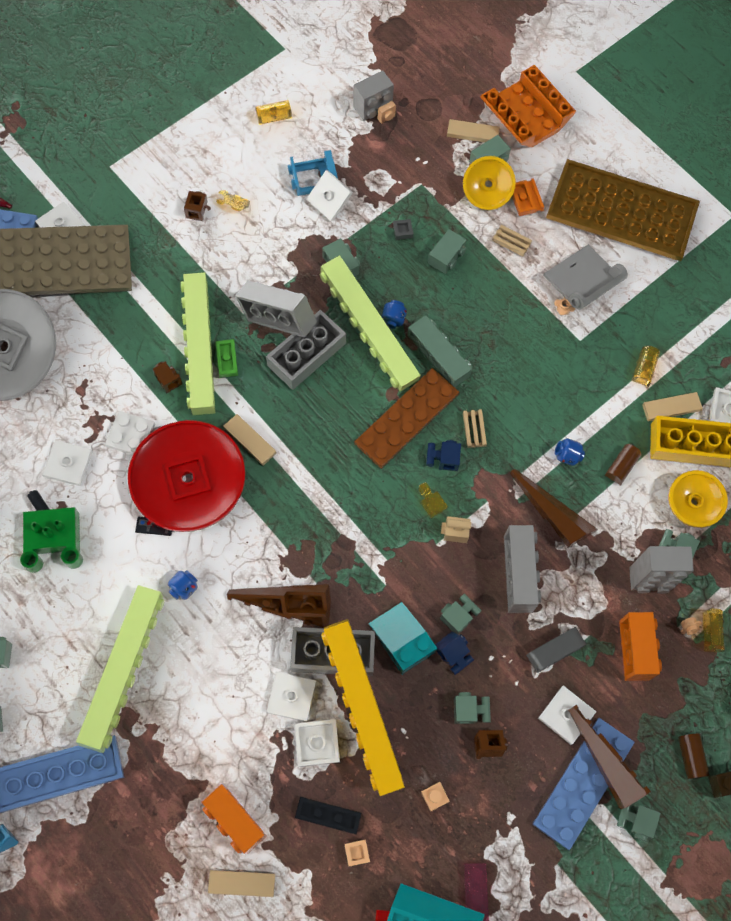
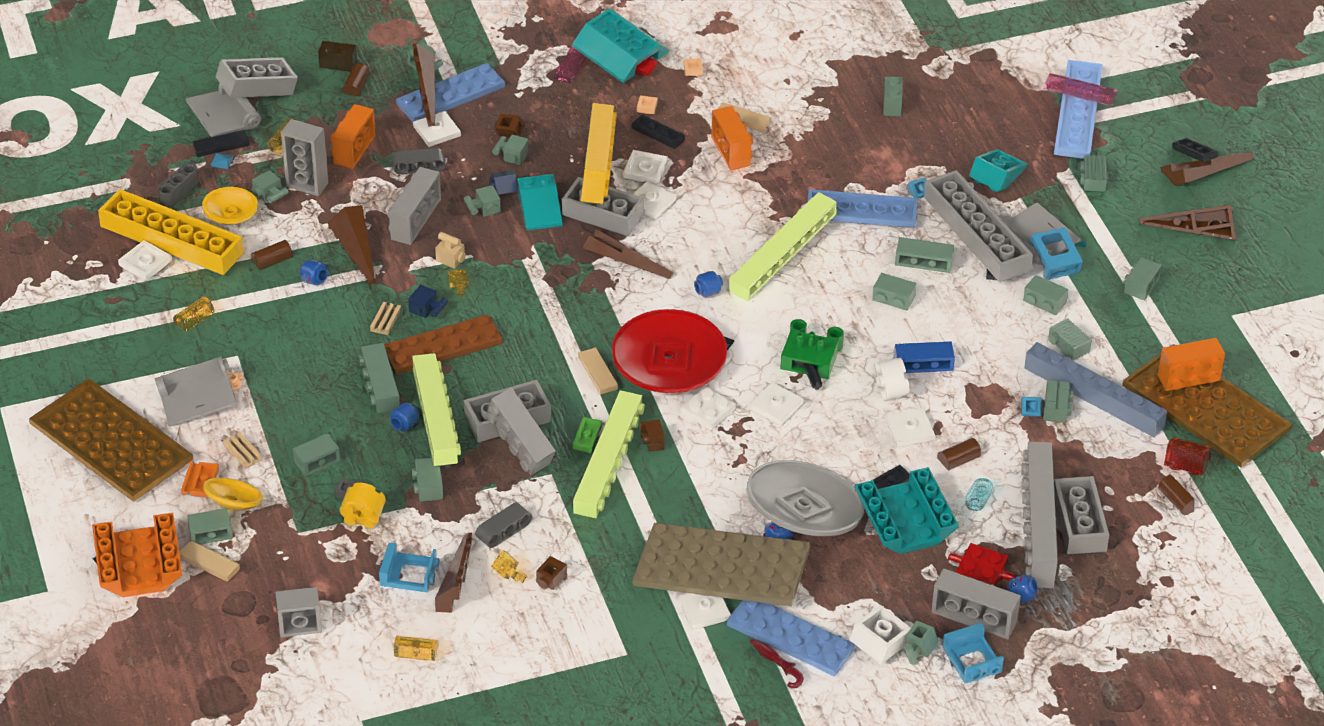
camera: 155 degrees left, 25 degrees down
(256, 239) = (503, 525): none -> dark grey beam
(269, 161) = (456, 574): none -> reddish brown wedge
(329, 195) = (405, 535): white plate -> none
(378, 206) = (362, 505): none -> yellow brick
(435, 796) = (569, 117): light nougat plate -> none
(672, 406) = (194, 280): tan tile -> none

